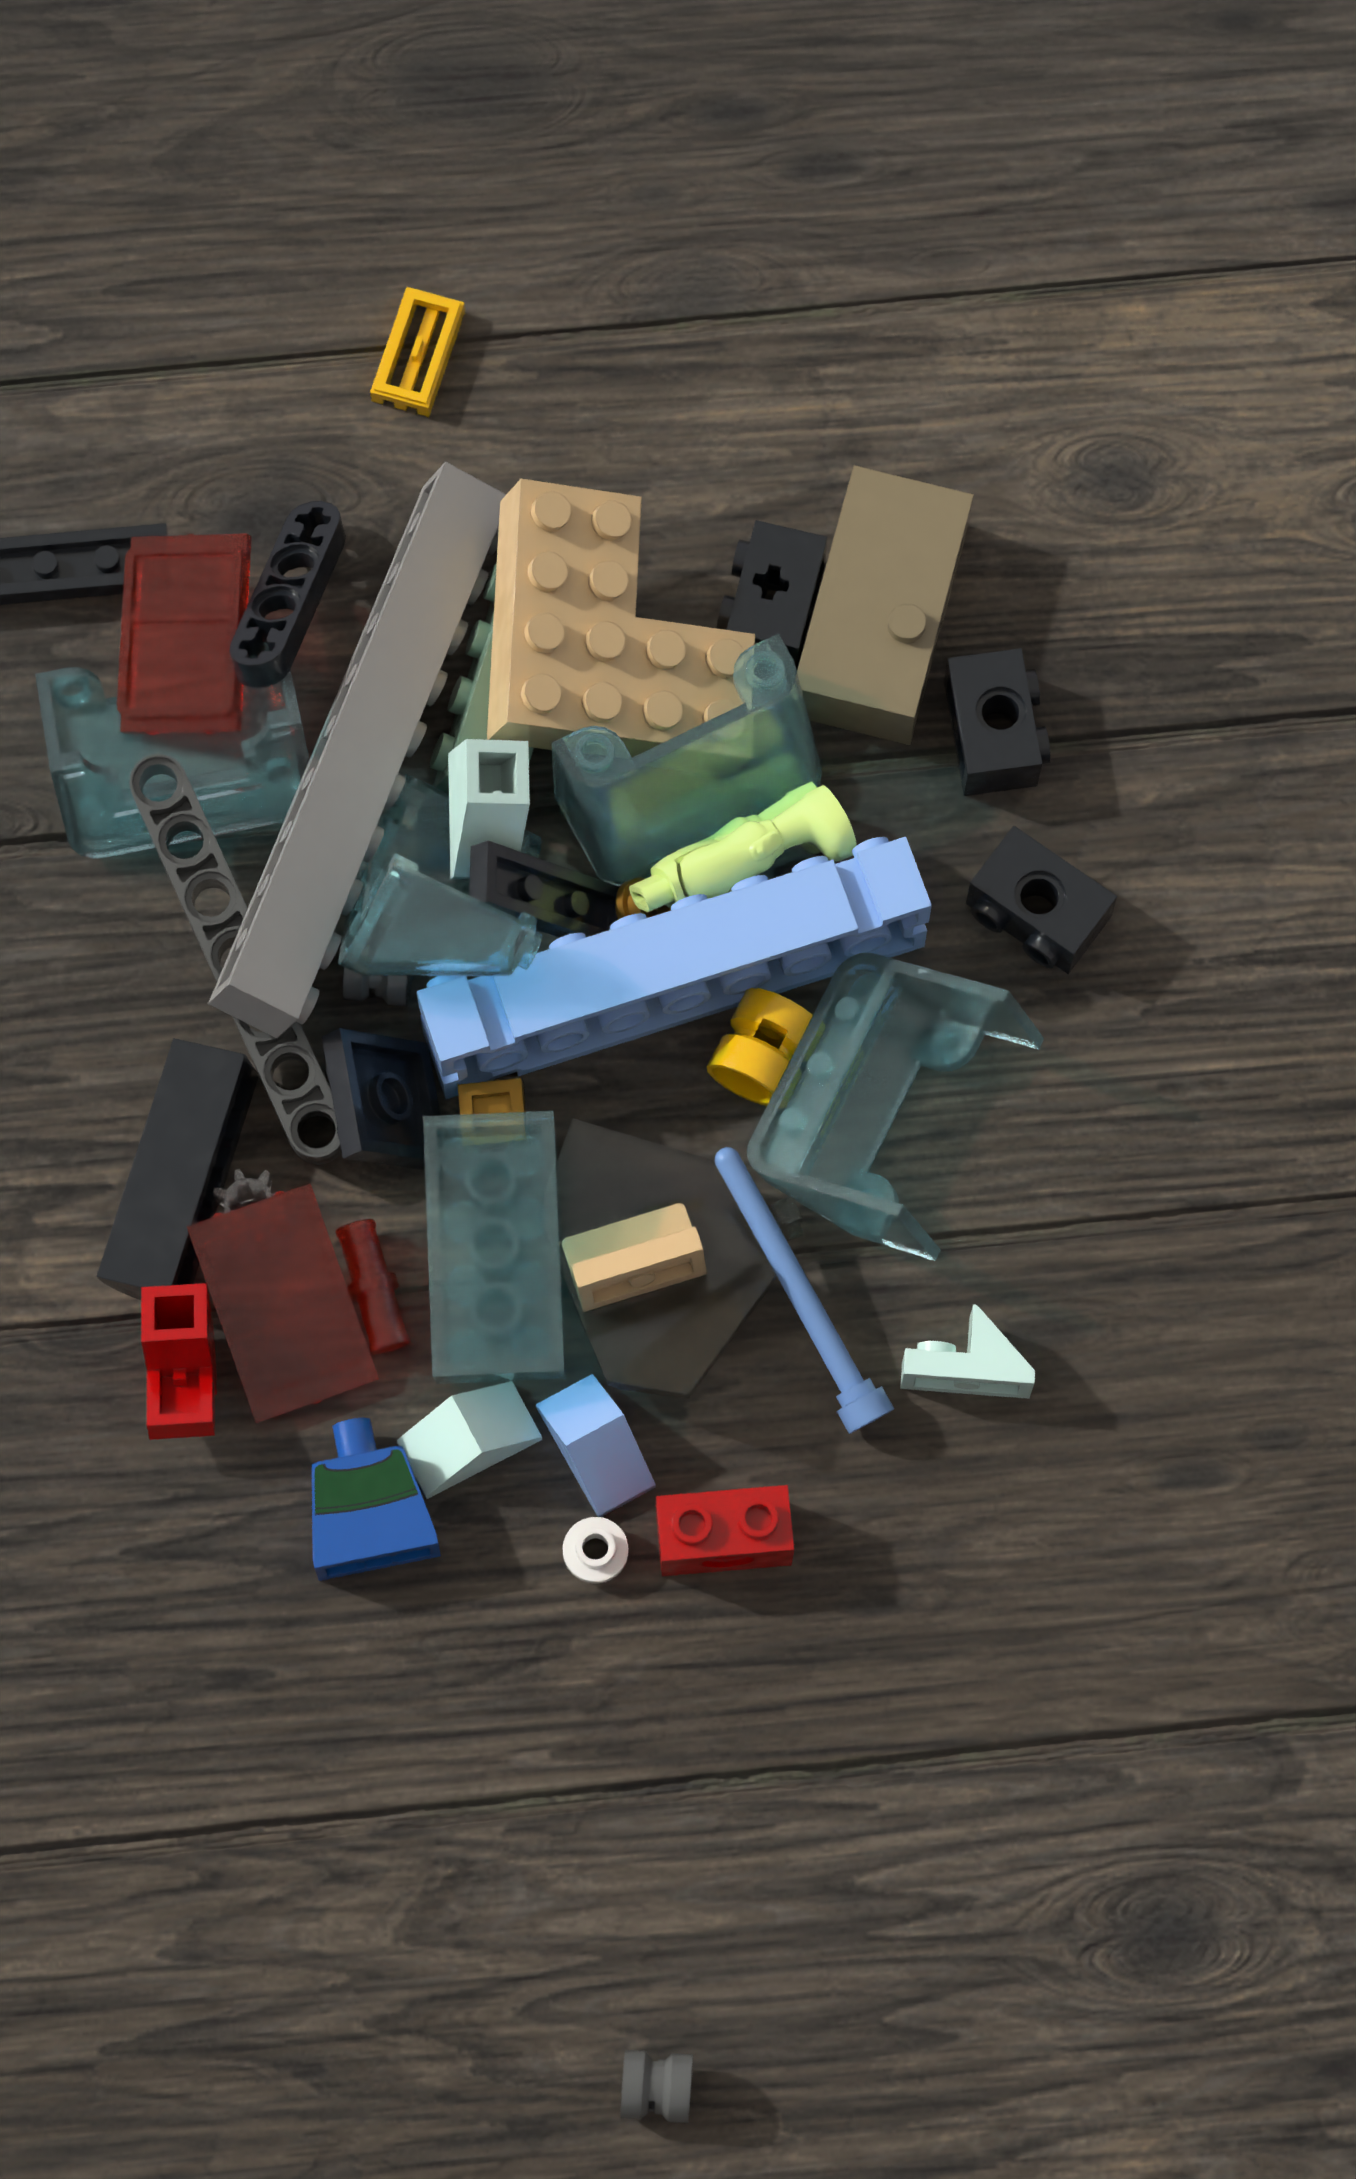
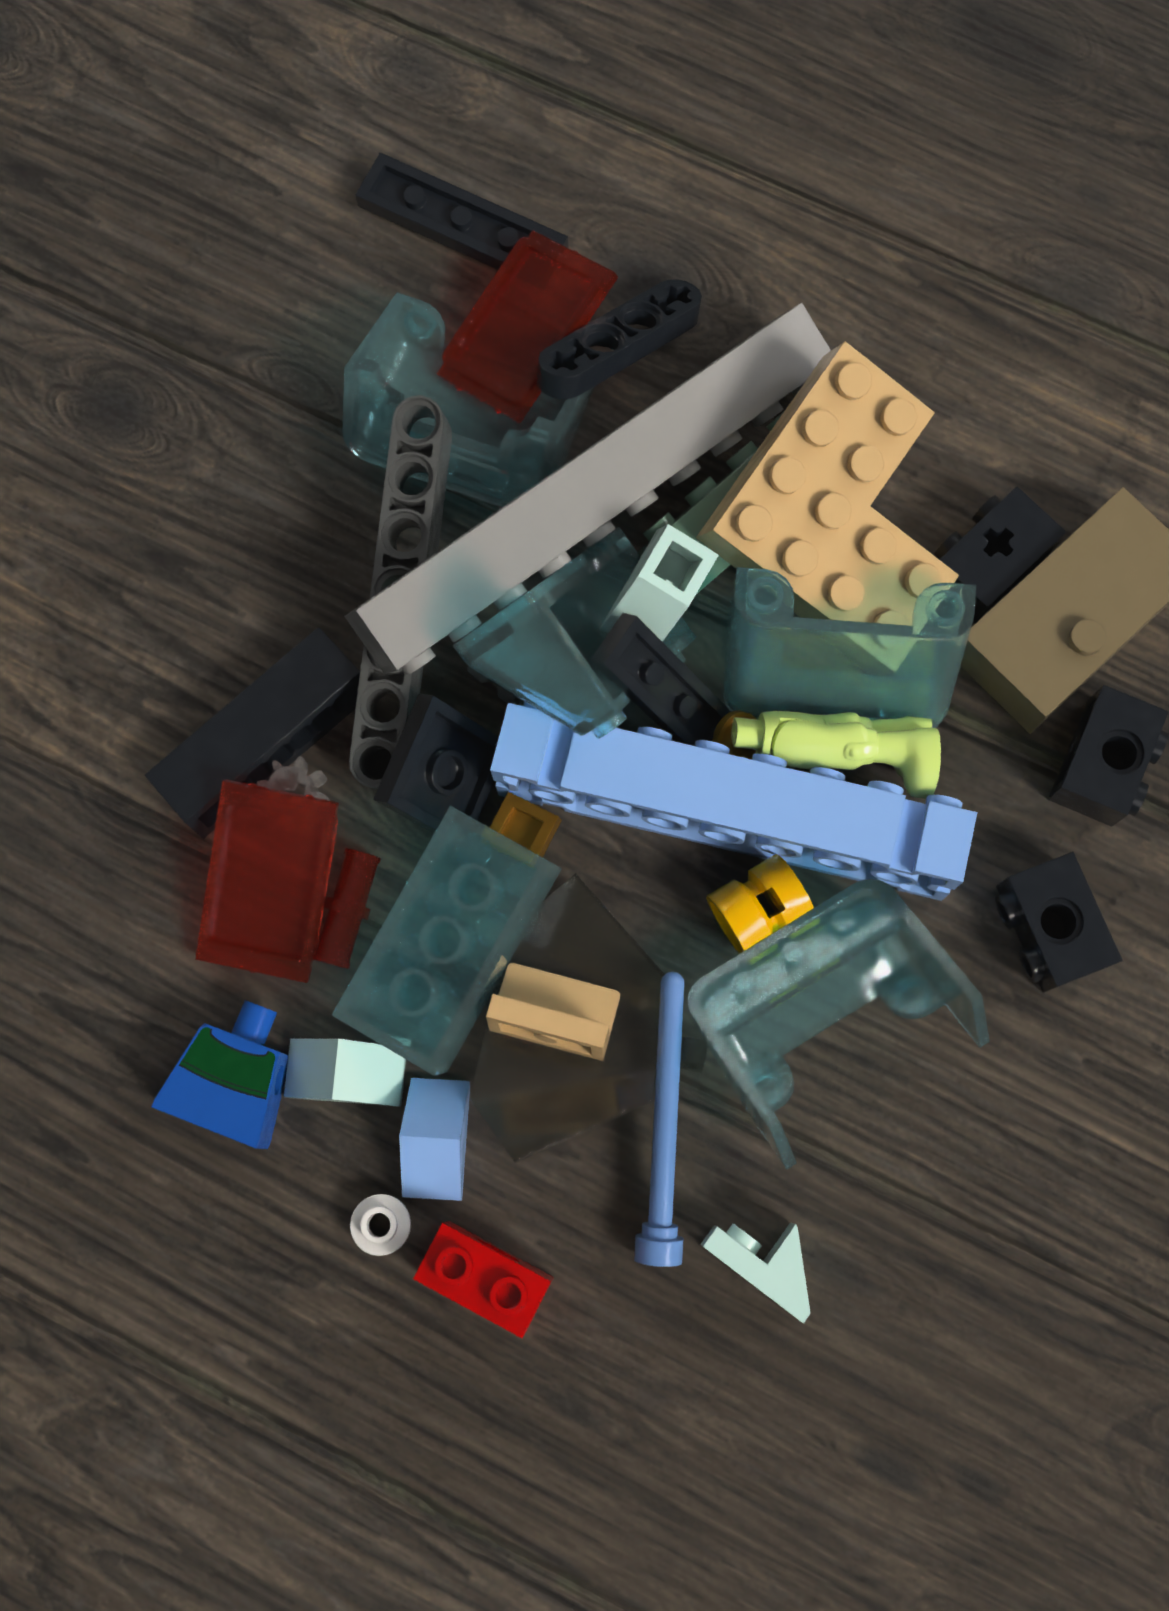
camera: 40 degrees right, 5 degrees up
(179, 1360) = (166, 881): red brick -> none
(404, 395) = (810, 242): yellow tile -> none

